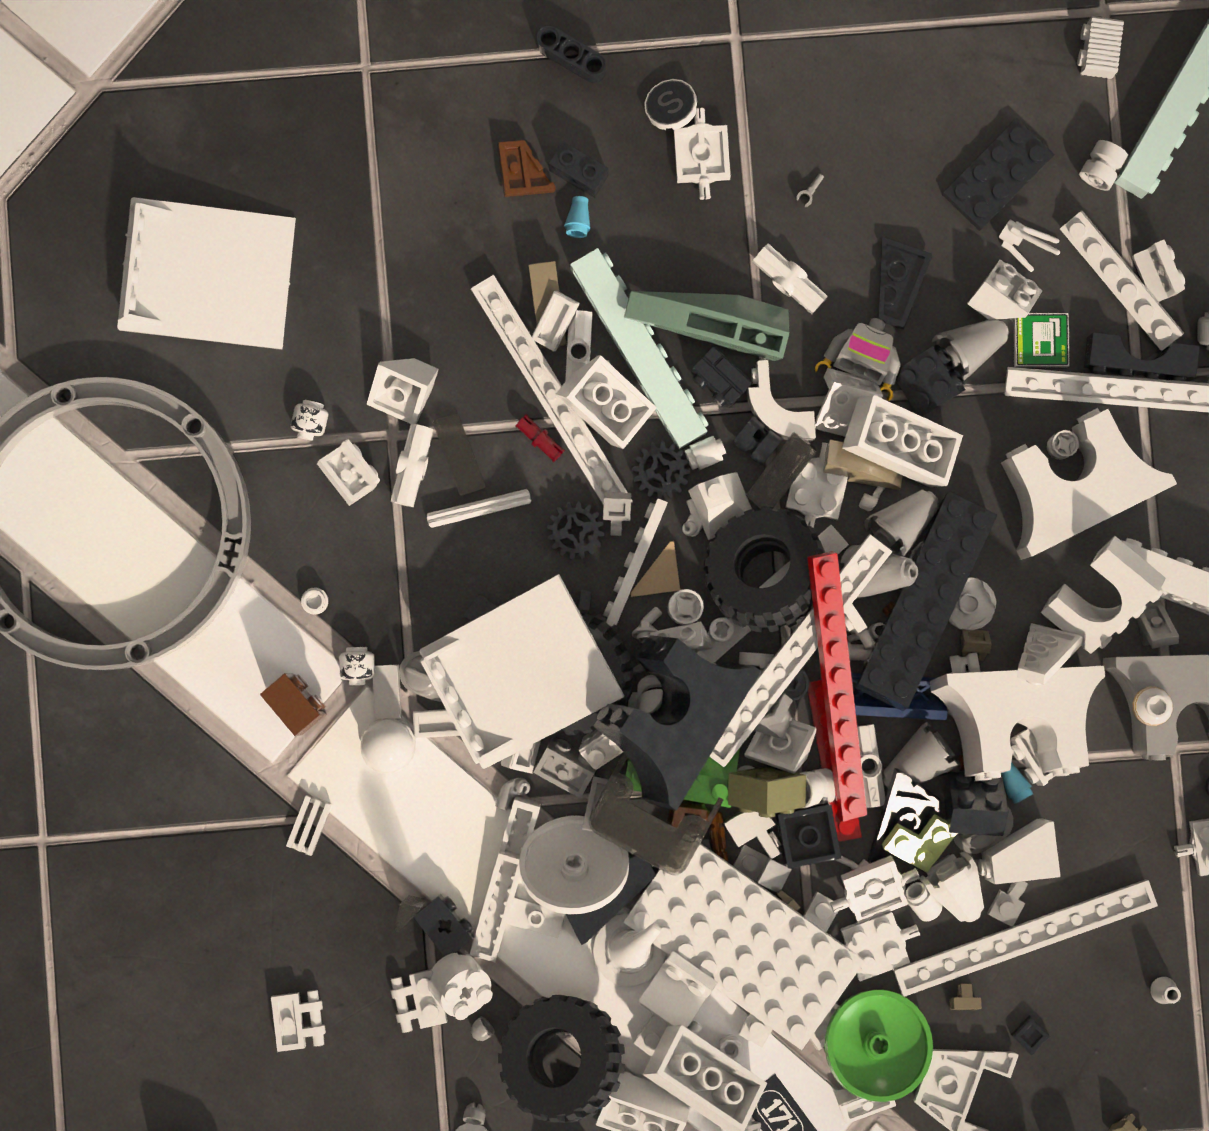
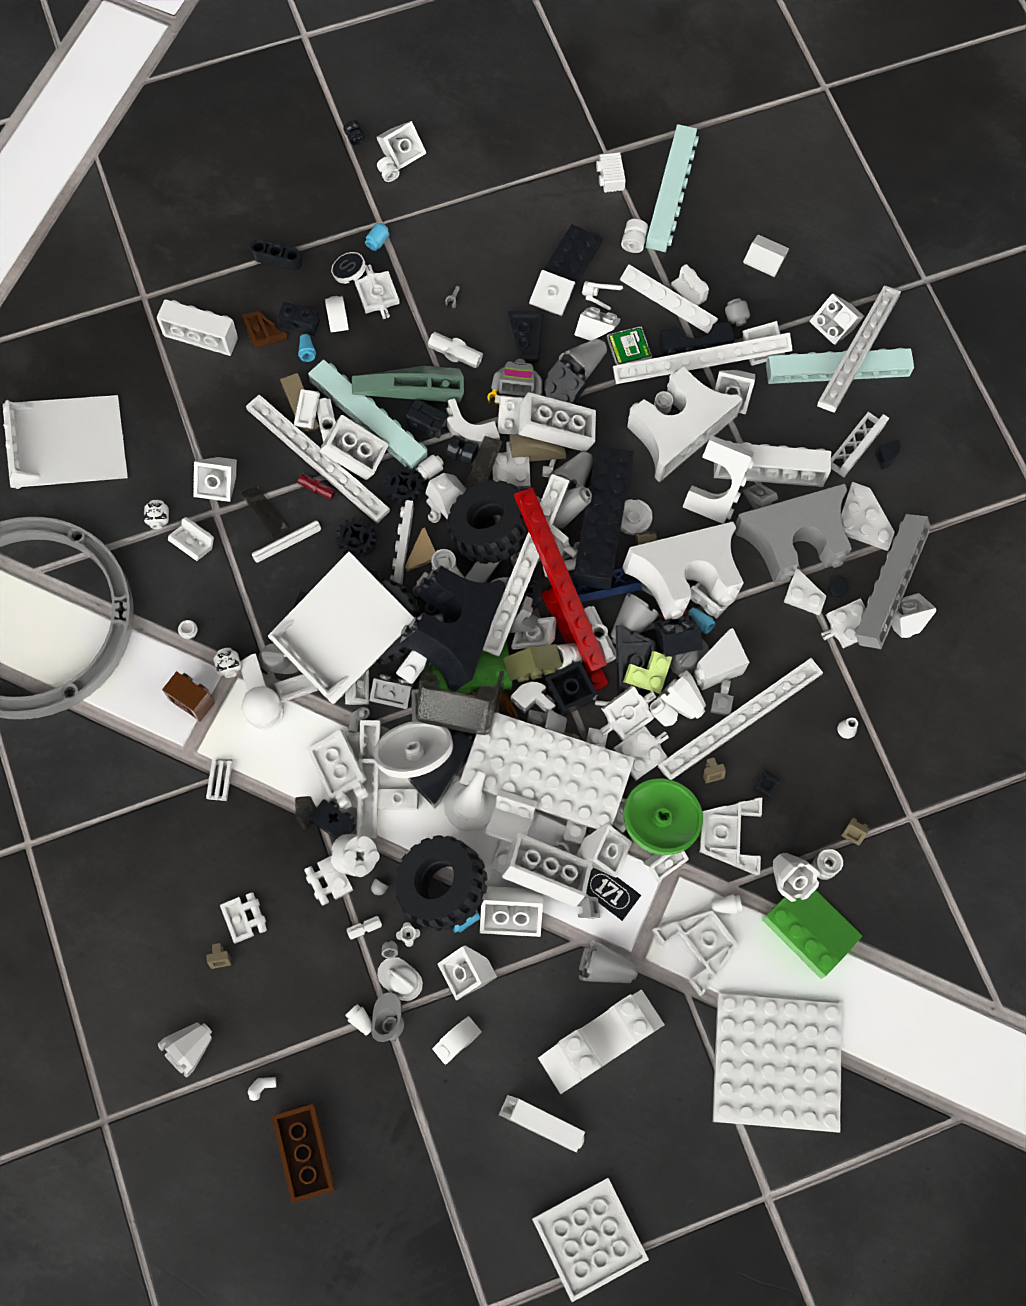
camera: 15 degrees left, 15 degrees down
(254, 1063) = (218, 957): none -> dark tan tile
(412, 465) = (233, 525): white piece -> none
(431, 147) = (197, 327): none -> white brick
(455, 1075) = (360, 929): none -> white piece
(468, 857) = (338, 768): none -> white tile
(495, 1101) = (407, 928): none -> white plate
(617, 509) = (379, 513): light grey plate -> none
(634, 175) = (336, 314): none -> white brick
(713, 627) = (472, 567): white bush -> none
(725, 63) = (377, 237): none -> medium azure brick
(787, 1066) = (605, 849): none -> white slope
(954, 225) = (552, 293): none -> white plate
(1045, 653) = (692, 524): white wing -> none
(1152, 706) = (773, 537): white piece -> none
(1170, 784) = (804, 594): none -> white wing
(1174, 450) = (736, 383): none -> white slope

